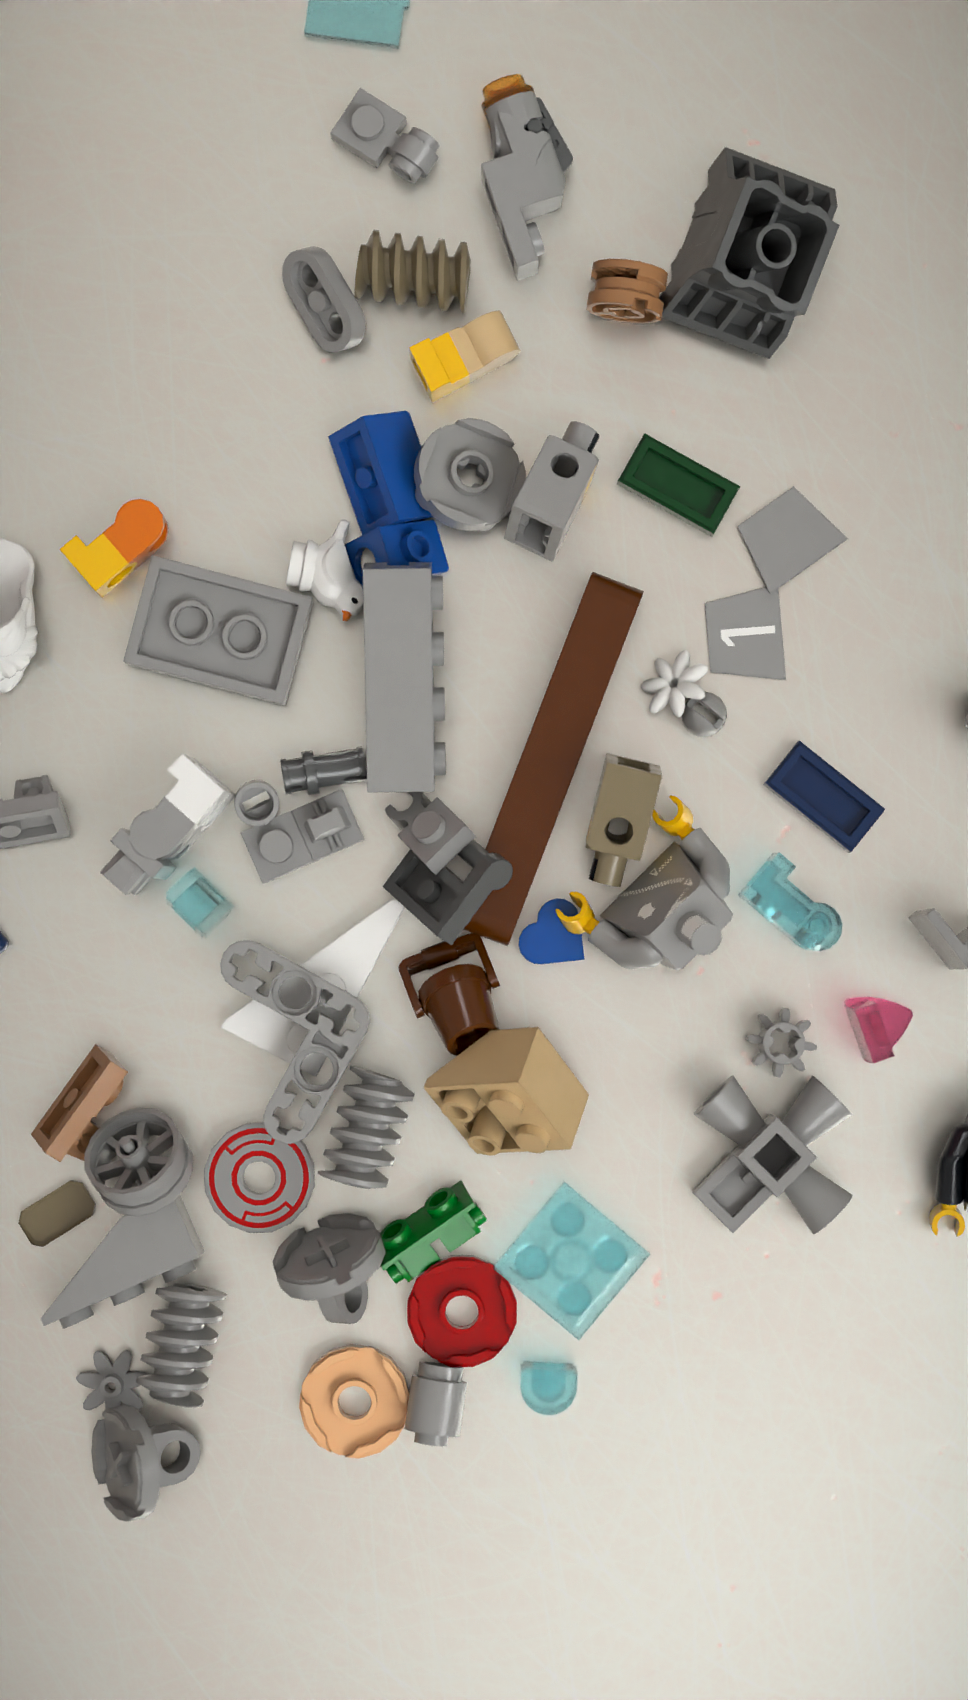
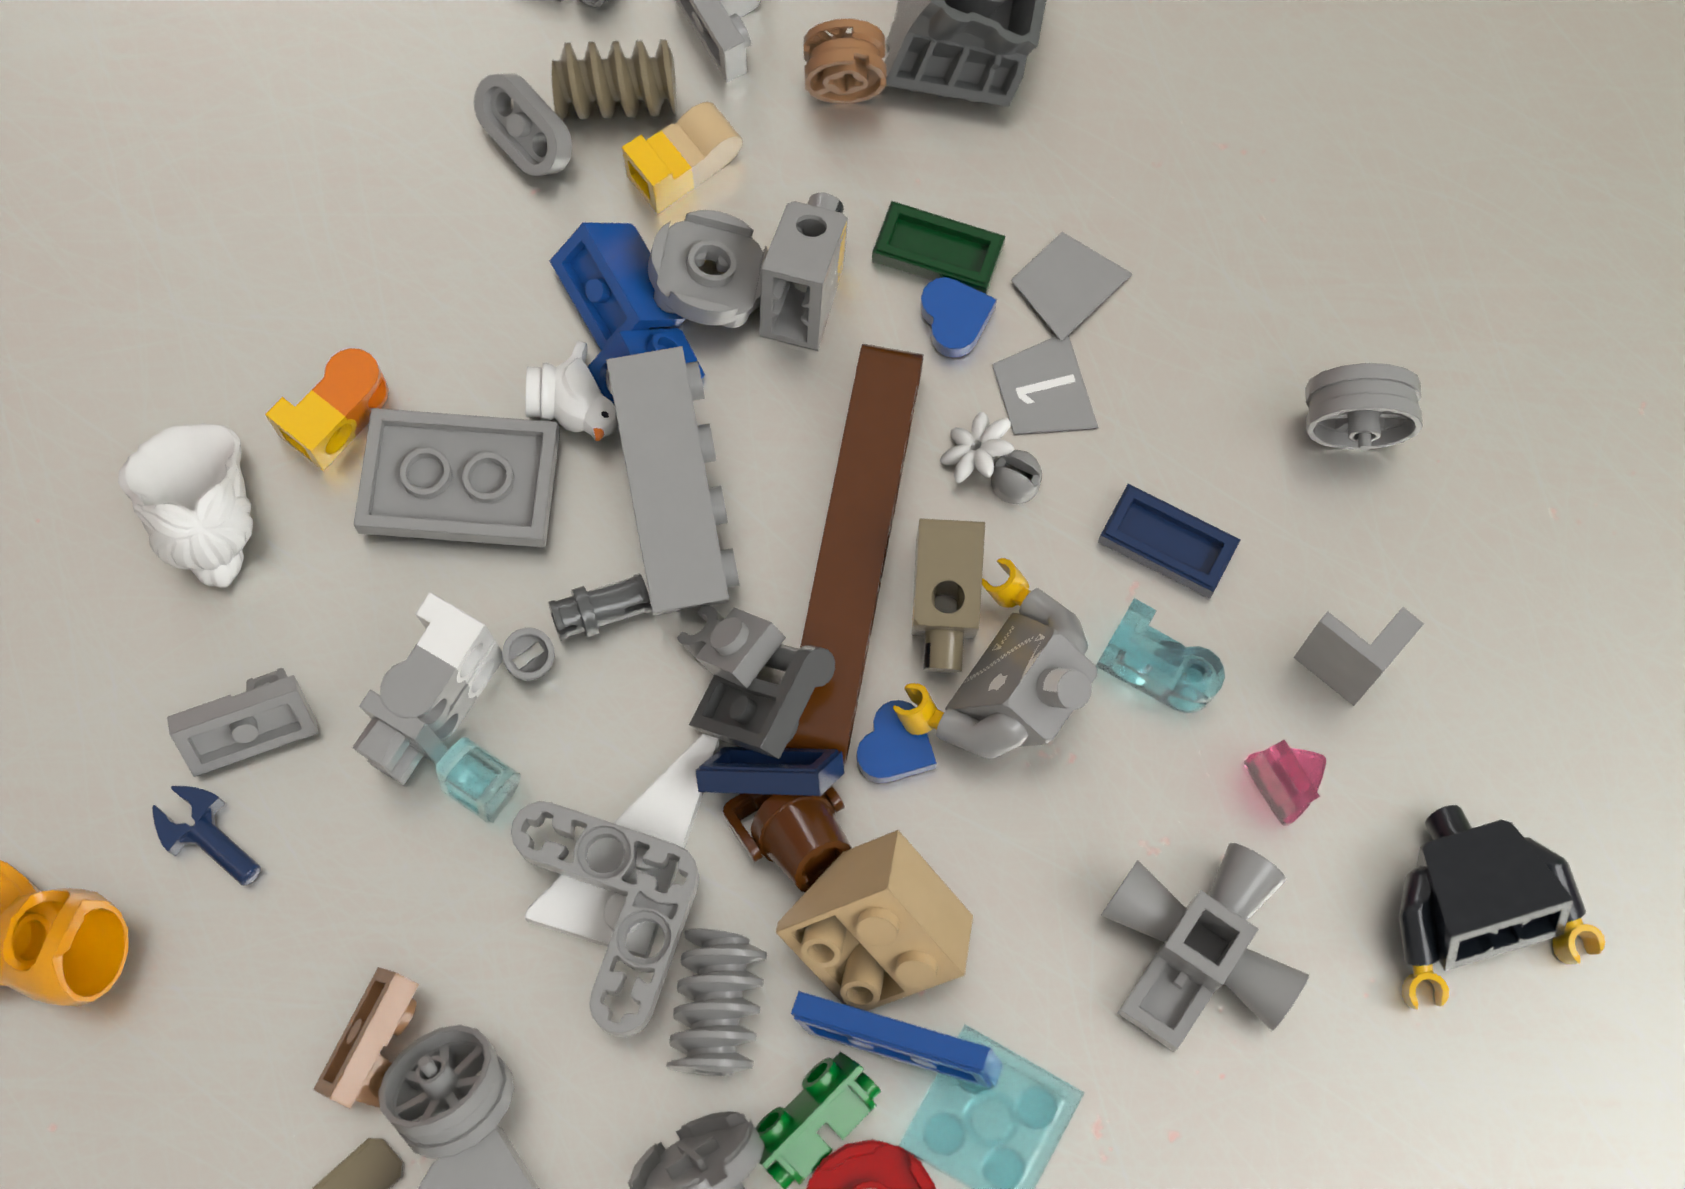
camera: 10 degrees left, 15 degrees down
(244, 1207) = (606, 1131): light grey tile -> none
(302, 836) = (587, 686): light grey hinge -> none
(469, 957) = (750, 772): none -> dark blue tile
(506, 1188) = (897, 1040): none -> blue tile
(681, 553) = (956, 315): none -> blue tile
(796, 1044) = (1170, 802): light grey gear -> none

